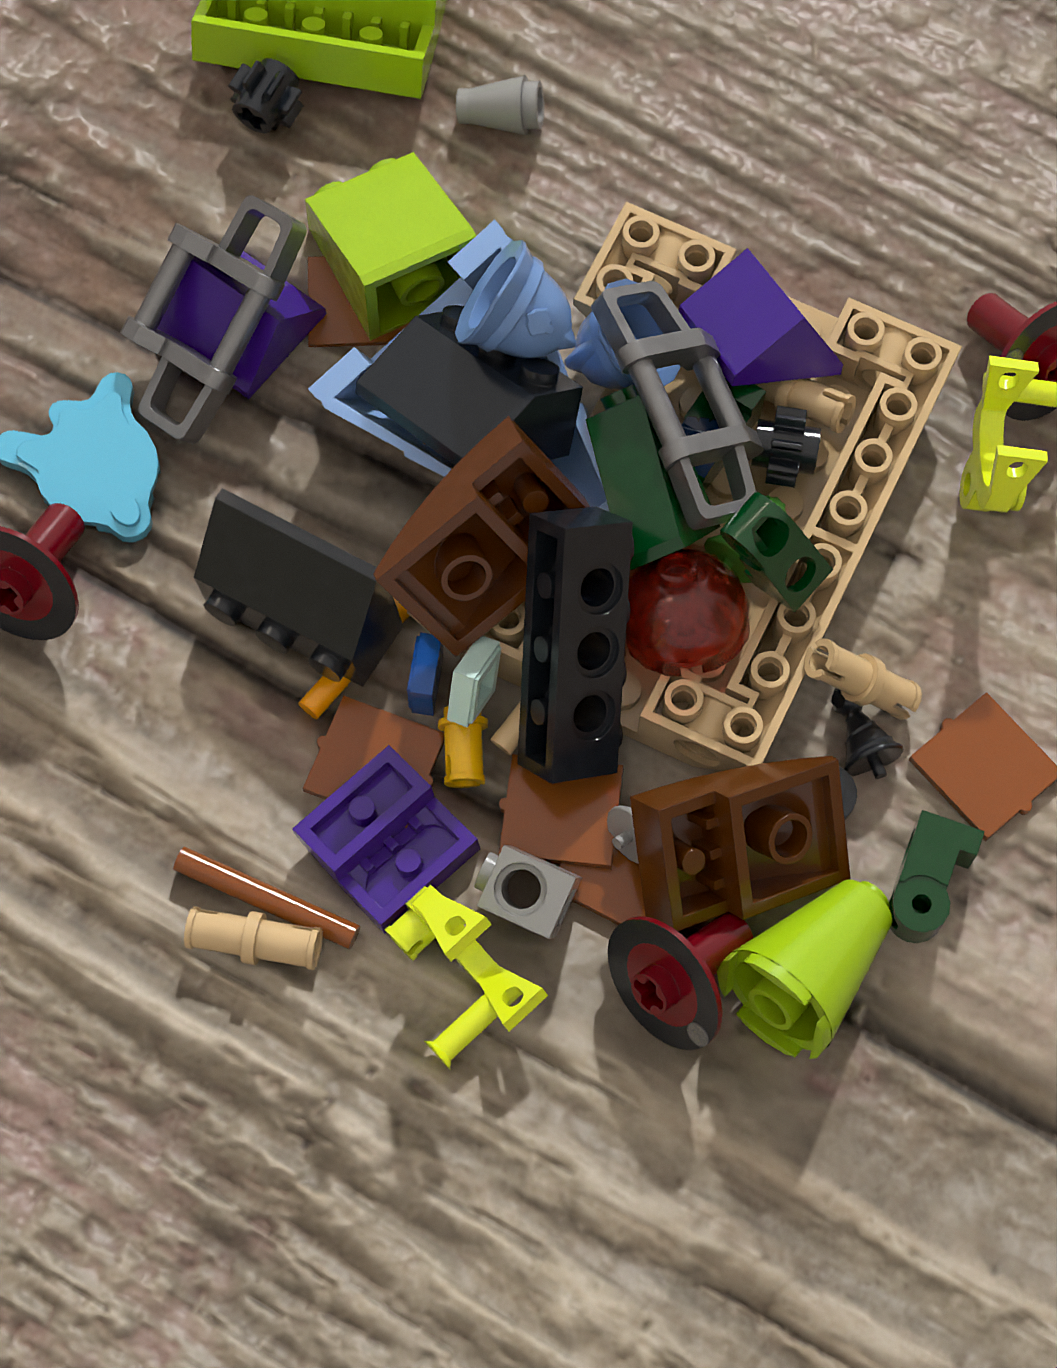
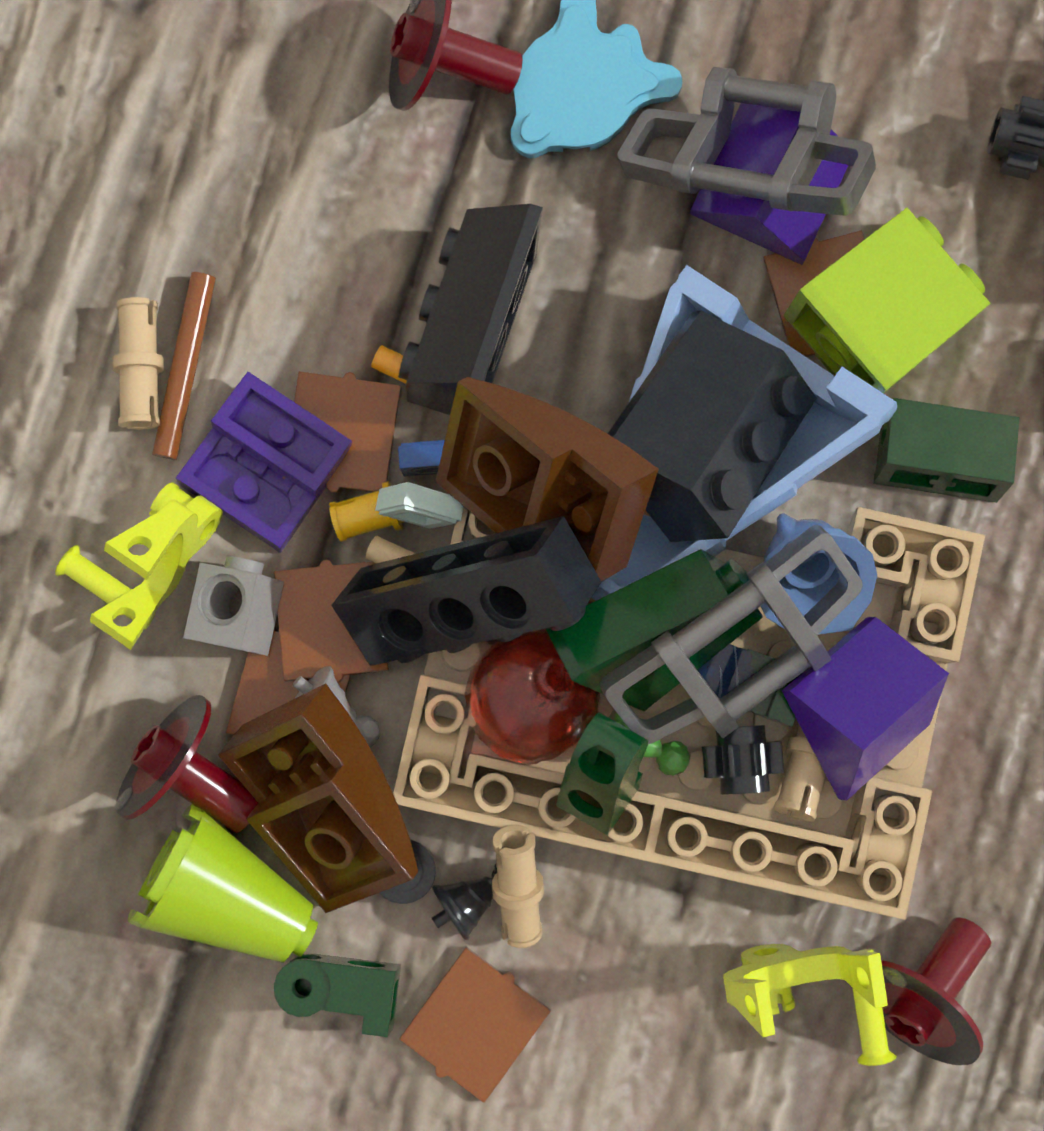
camera: 80 degrees right, 15 degrees up
(517, 308) = (787, 447): medium blue piece -> none
(545, 210) = (948, 451): none -> dark green hinge

